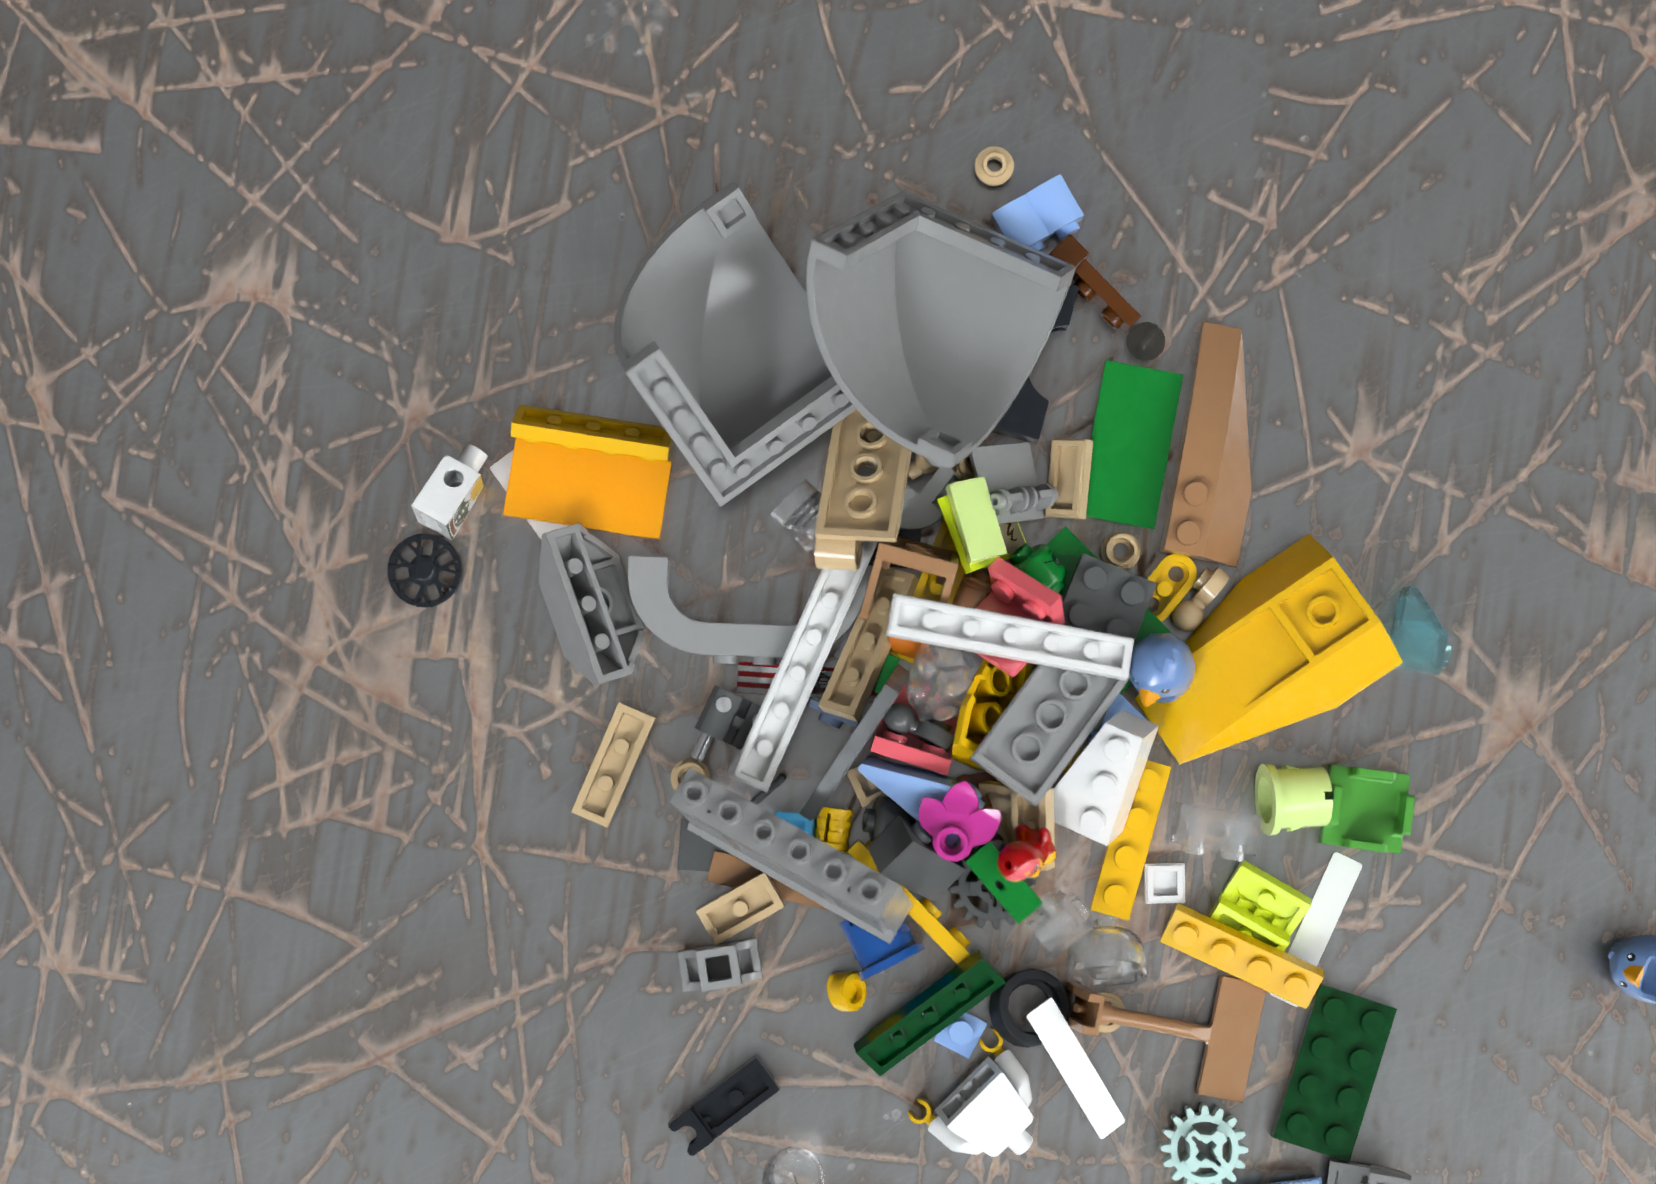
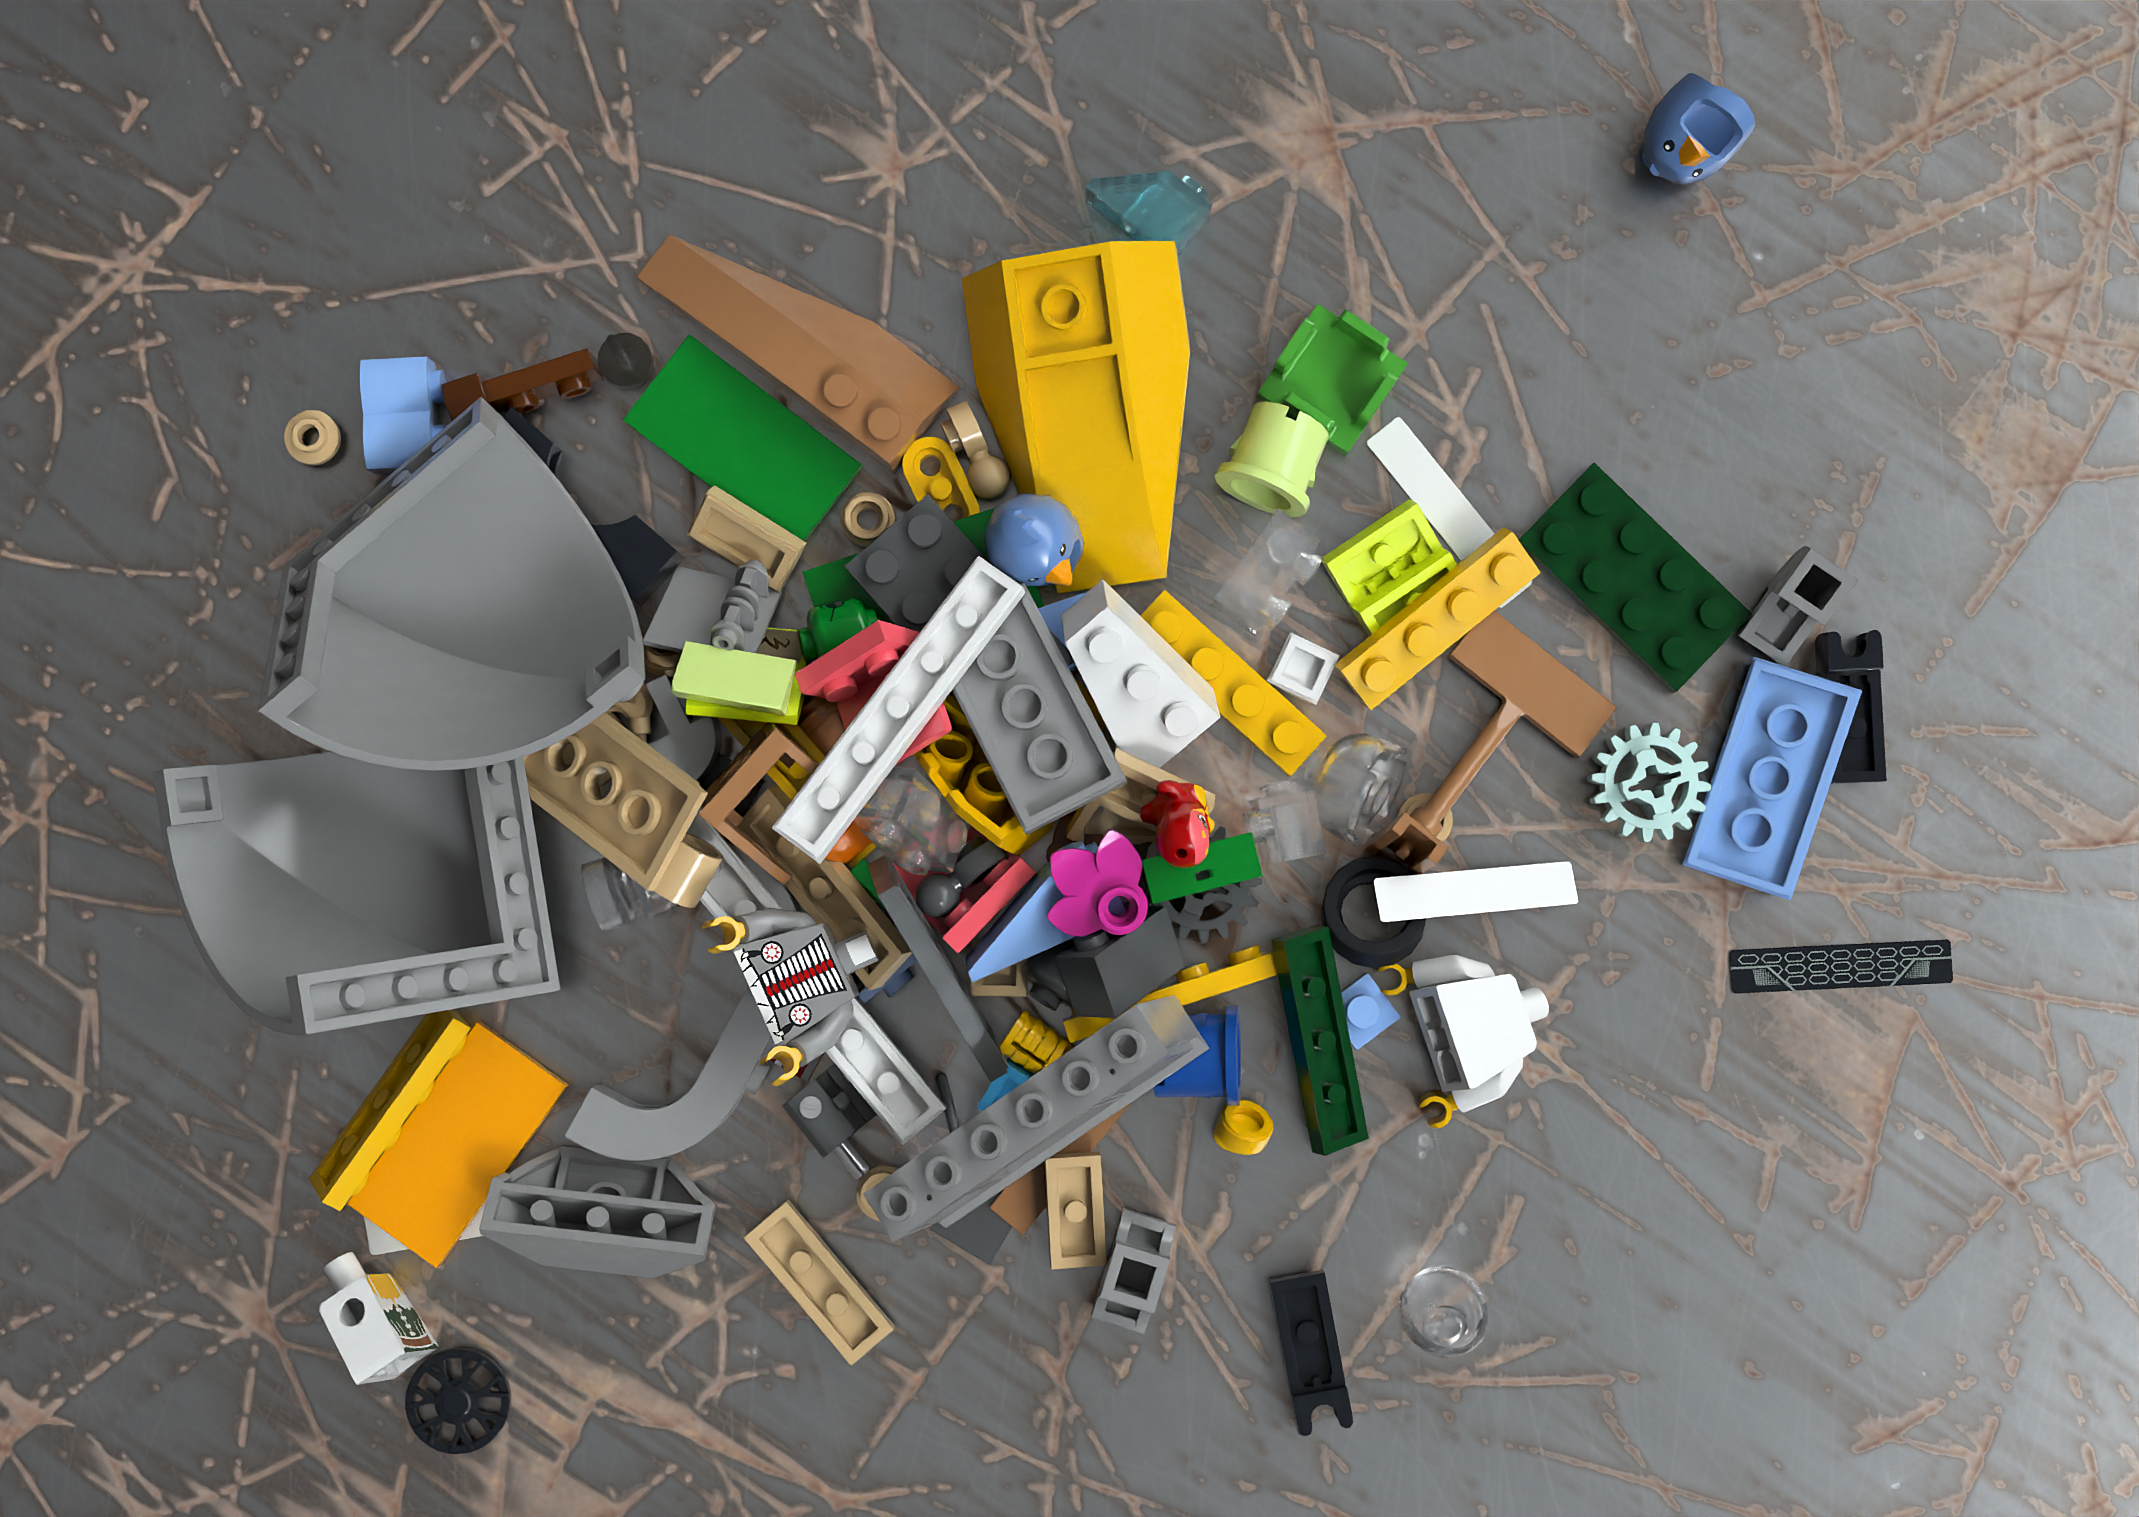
camera: 70 degrees left, 0 degrees up
(804, 656) = (796, 979): none -> torso

